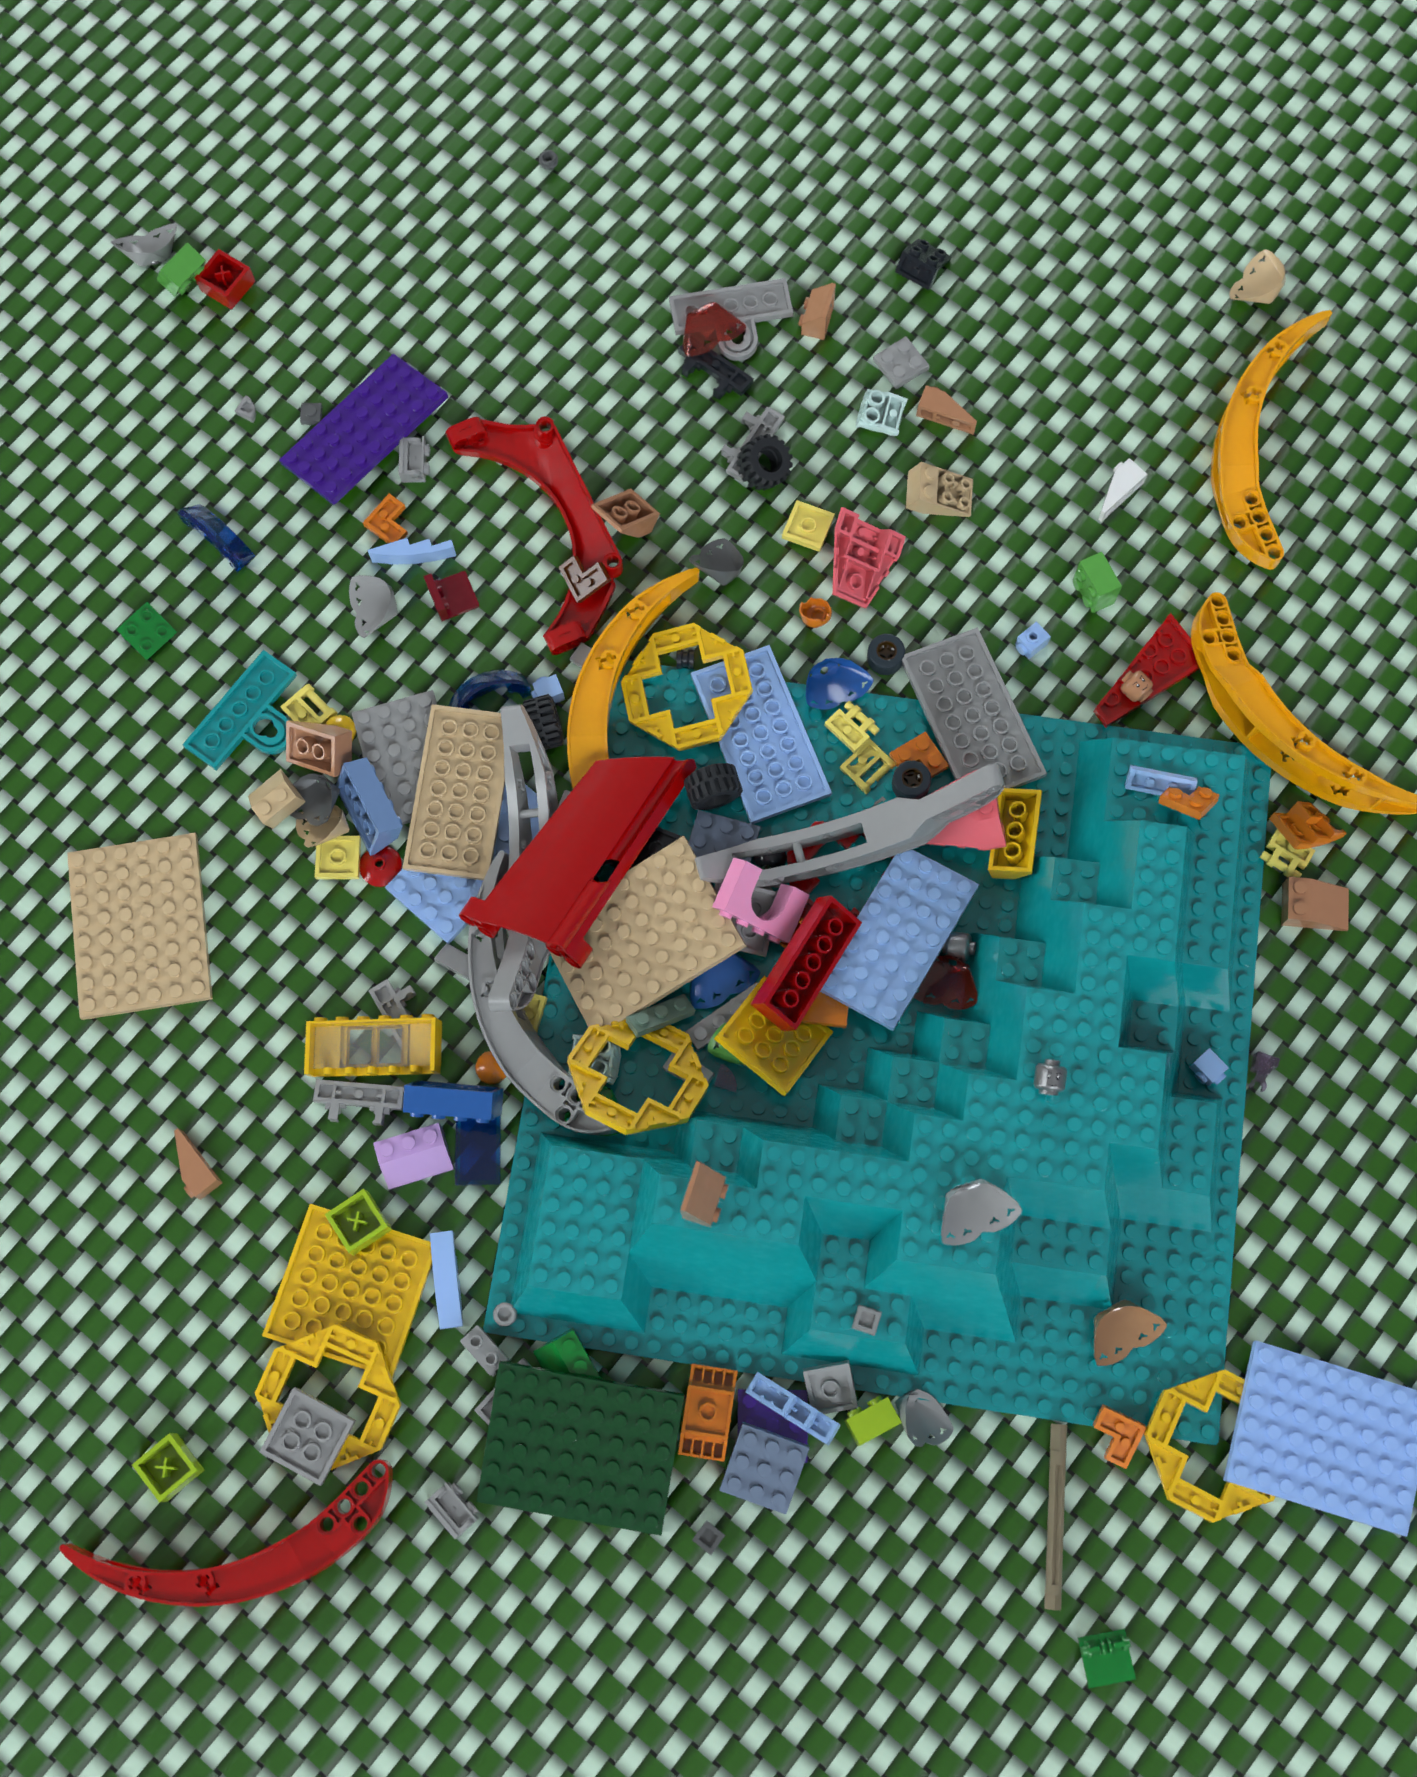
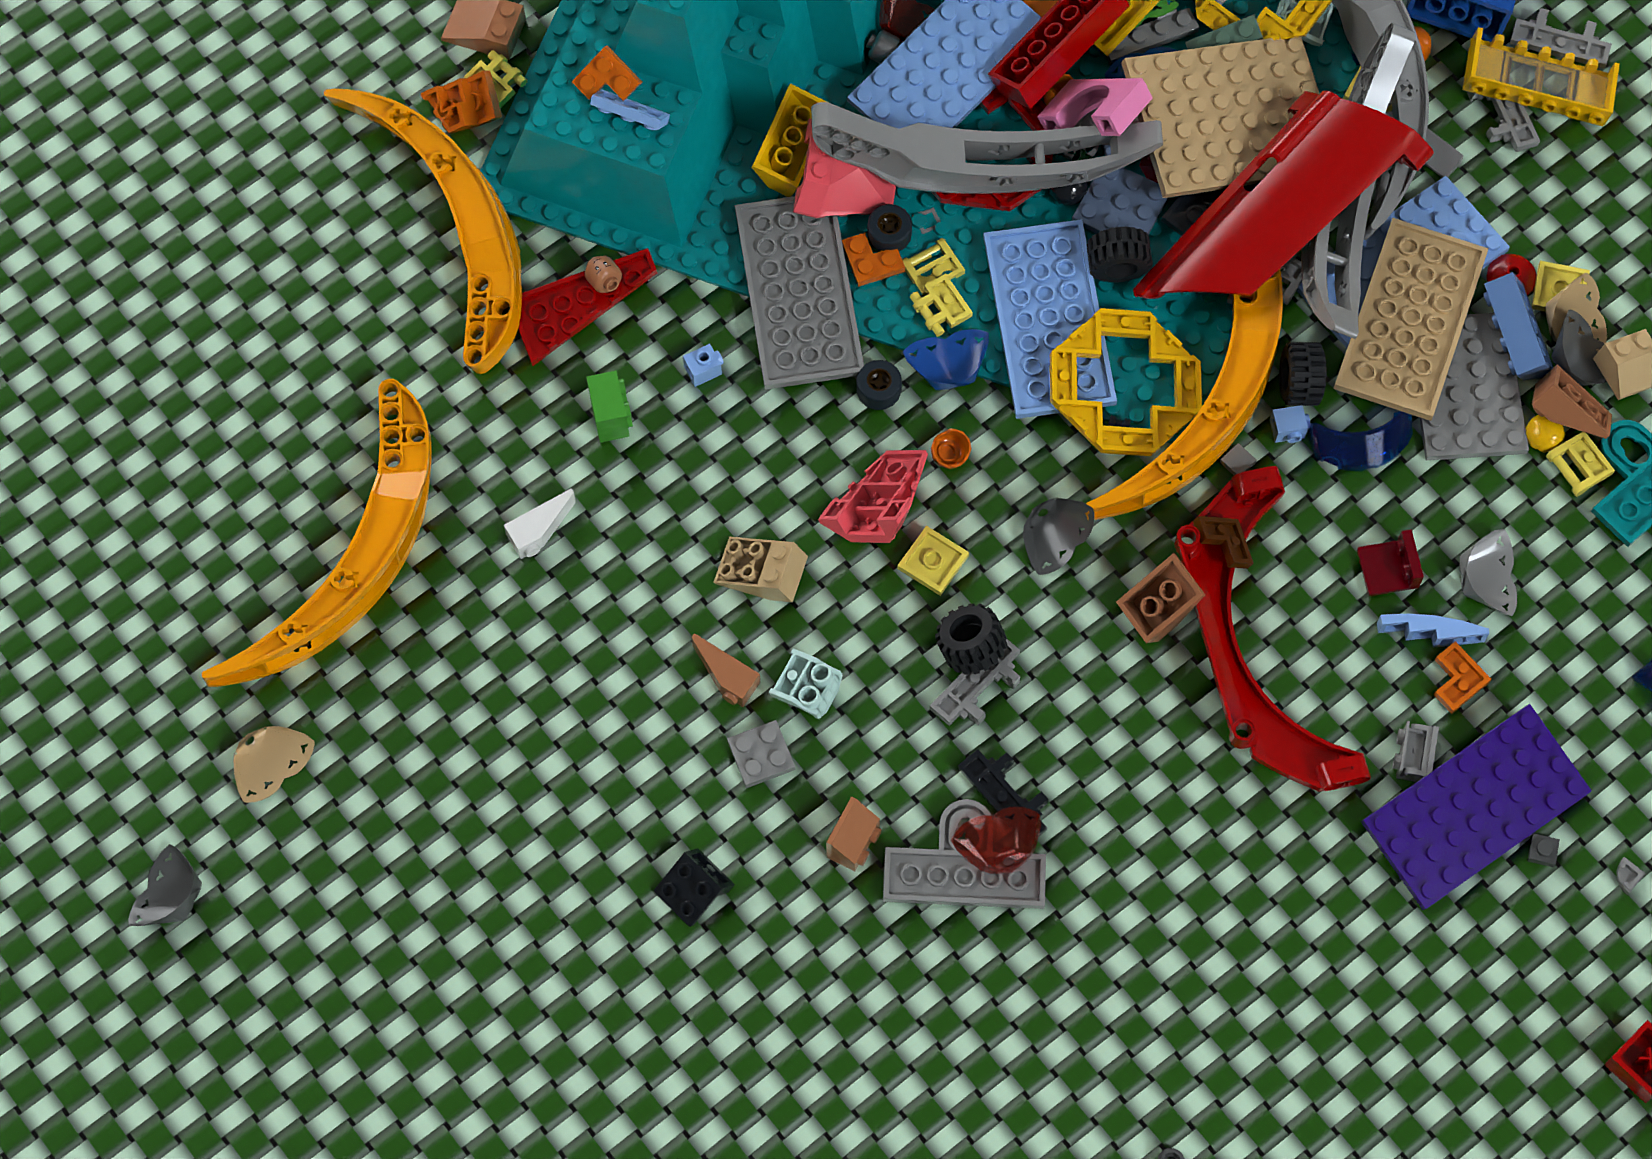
camera: 170 degrees left, 5 degrees down
(1290, 182) = (172, 895): none -> dark grey piece

